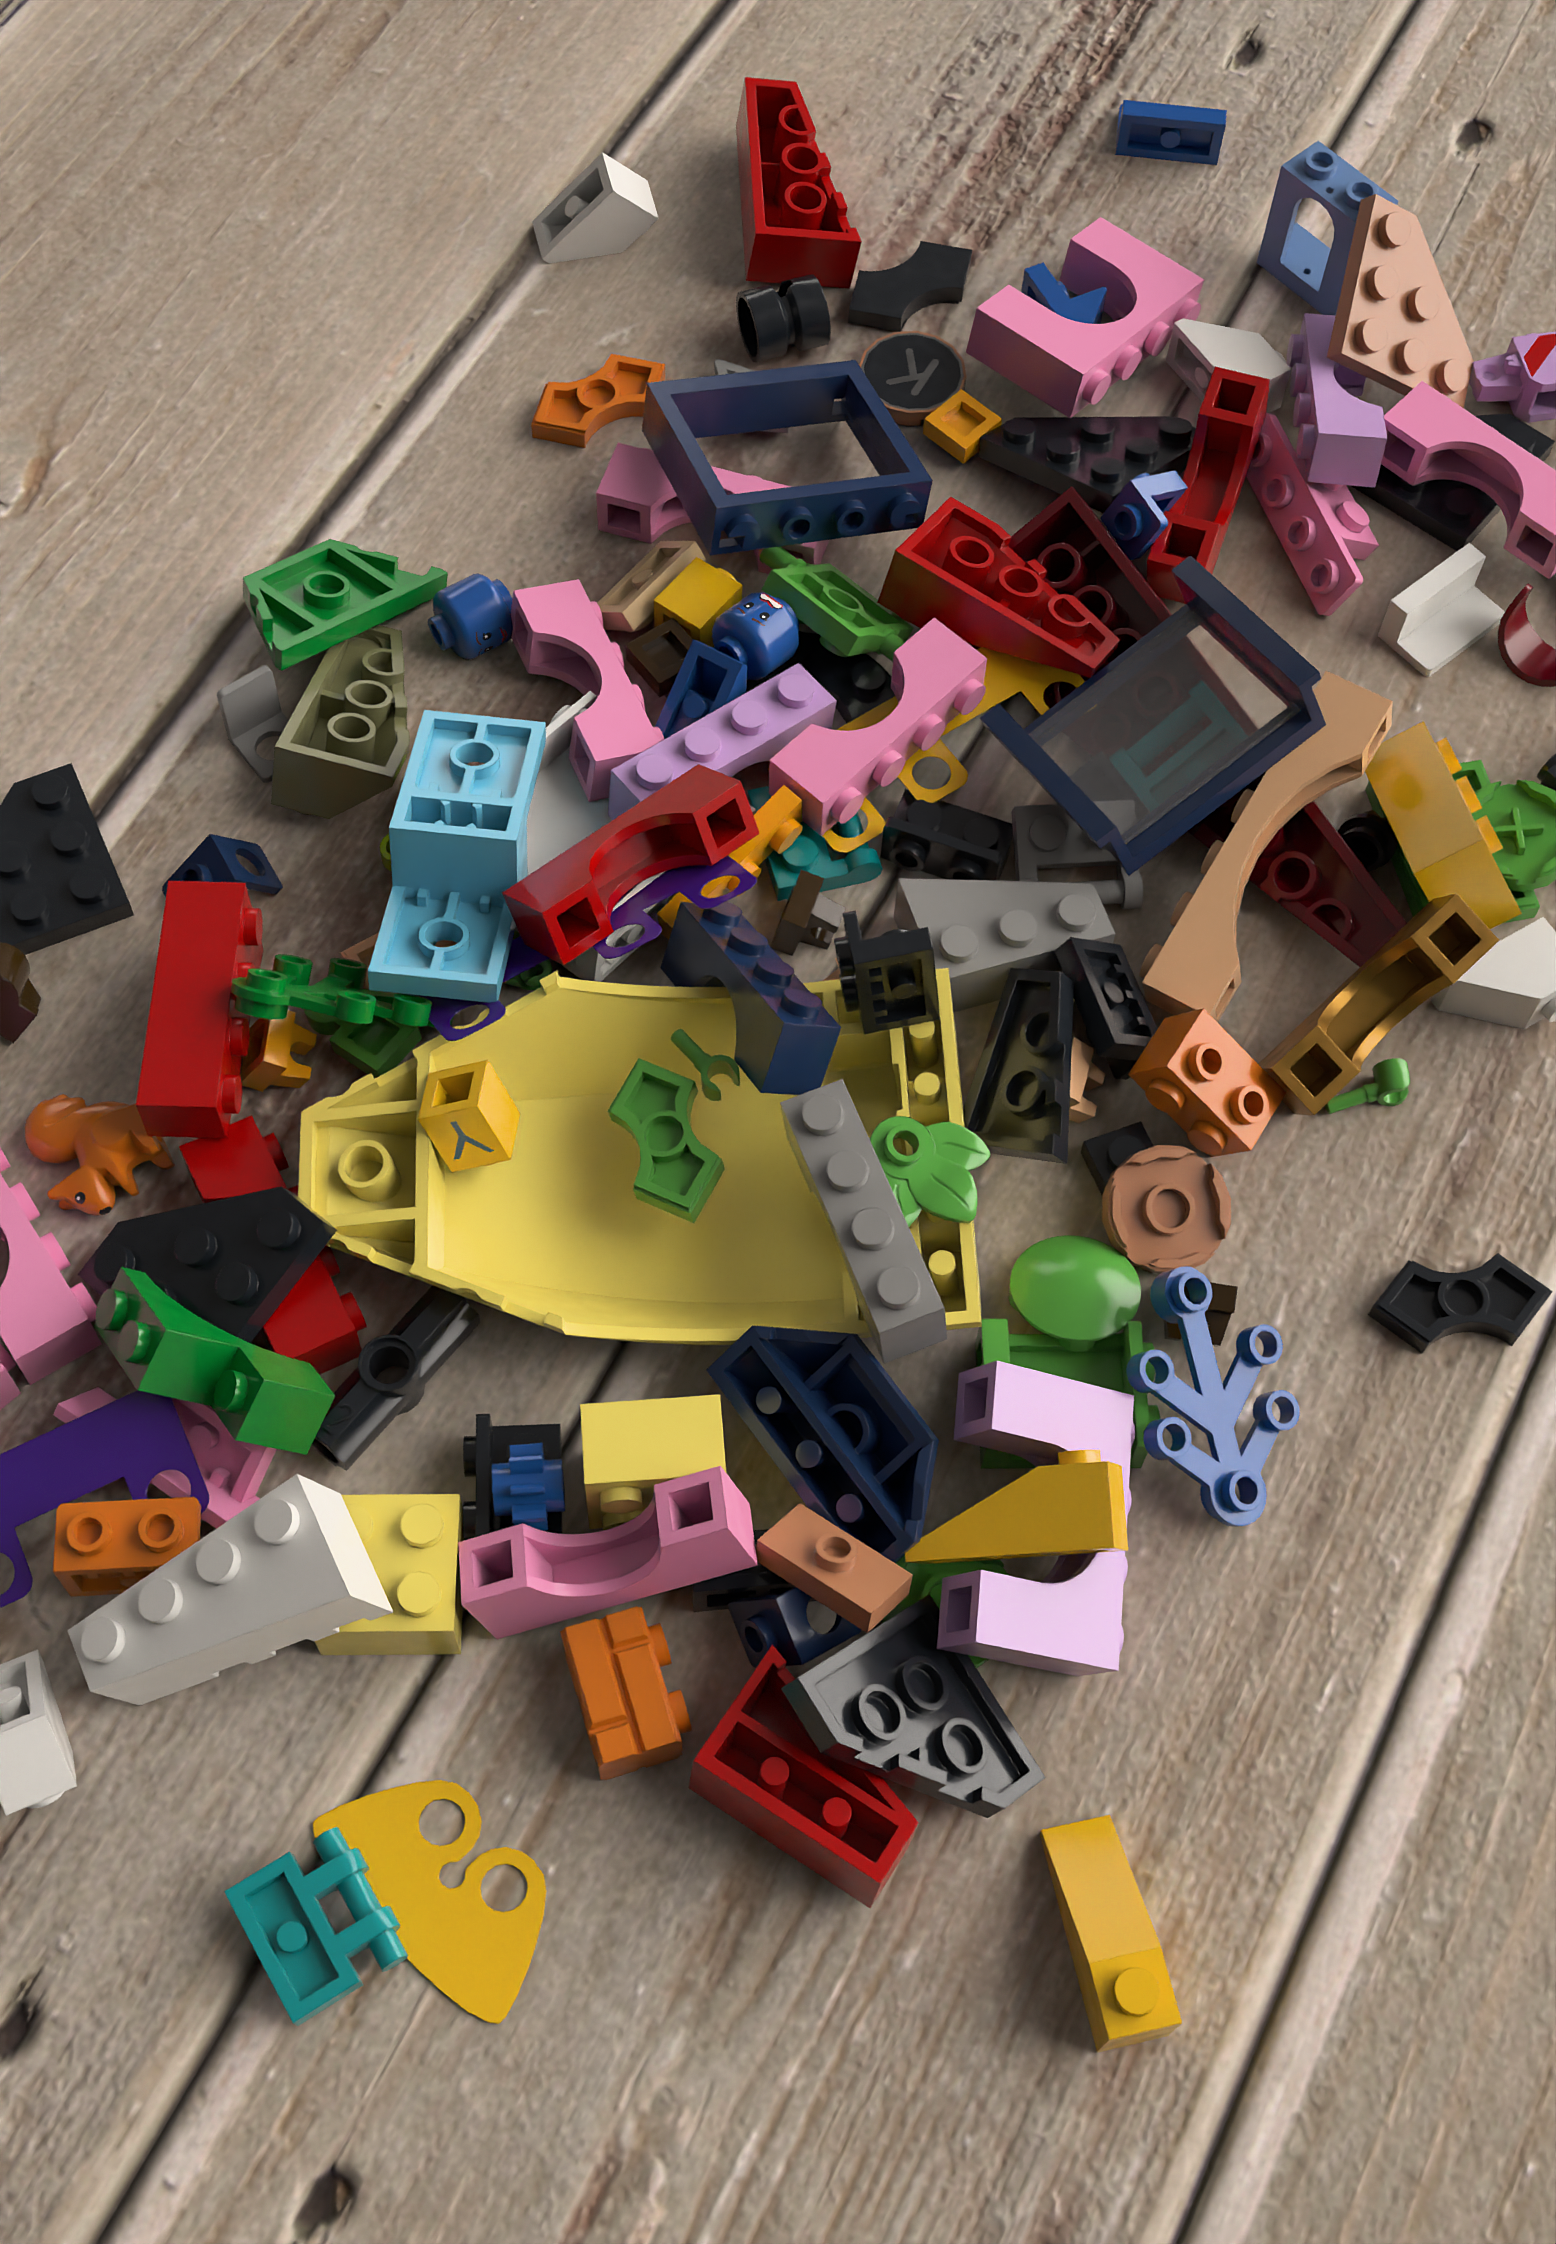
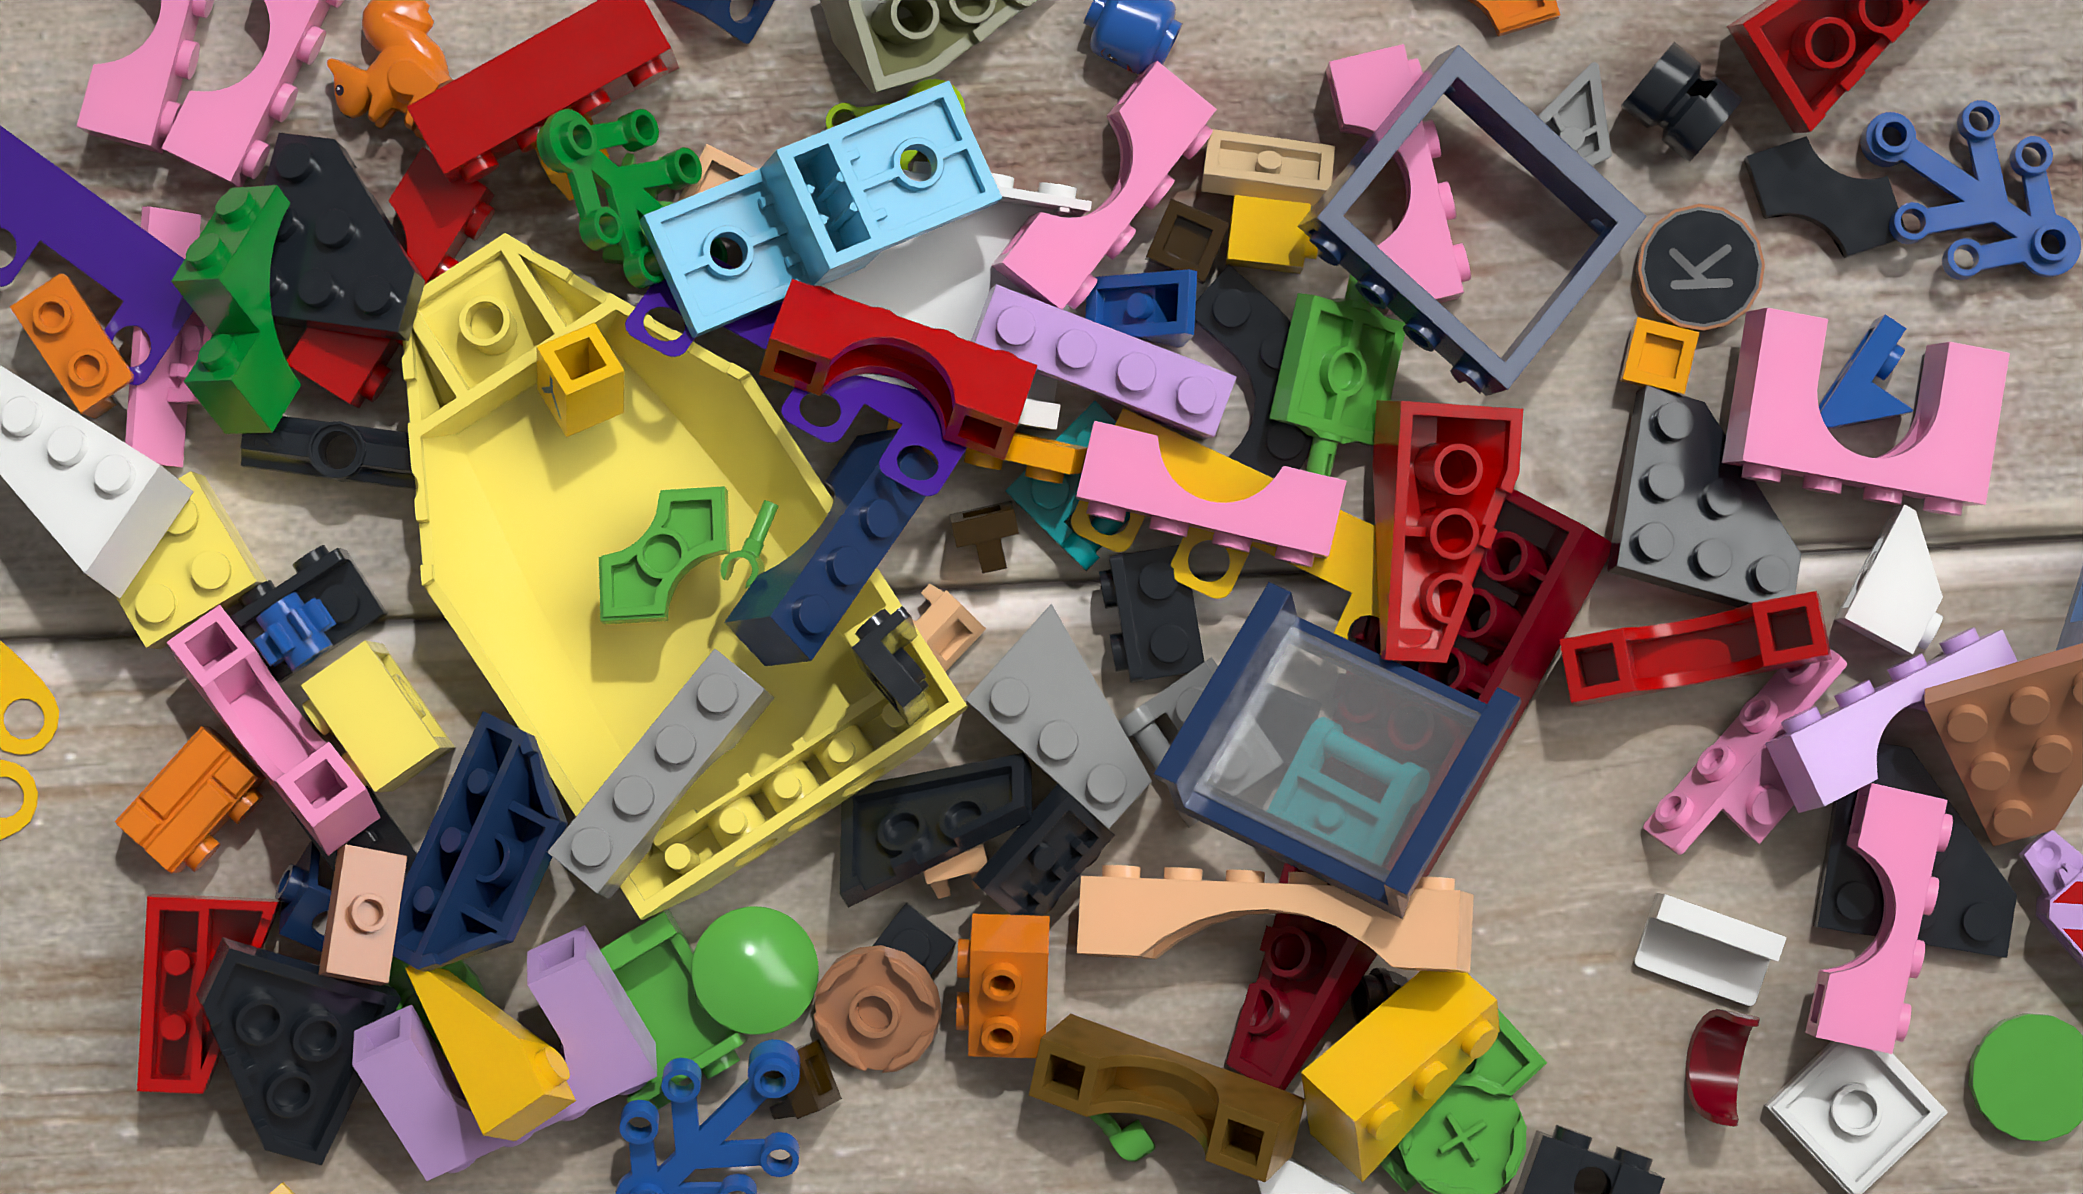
camera: 65 degrees right, 25 degrees up
(757, 633) = (1245, 317): blue head -> none
(938, 1170) = (745, 808): bright green plate -> none
(1028, 185) = (1980, 198): none -> plant
(1138, 511) = (1599, 594): blue bracket -> none

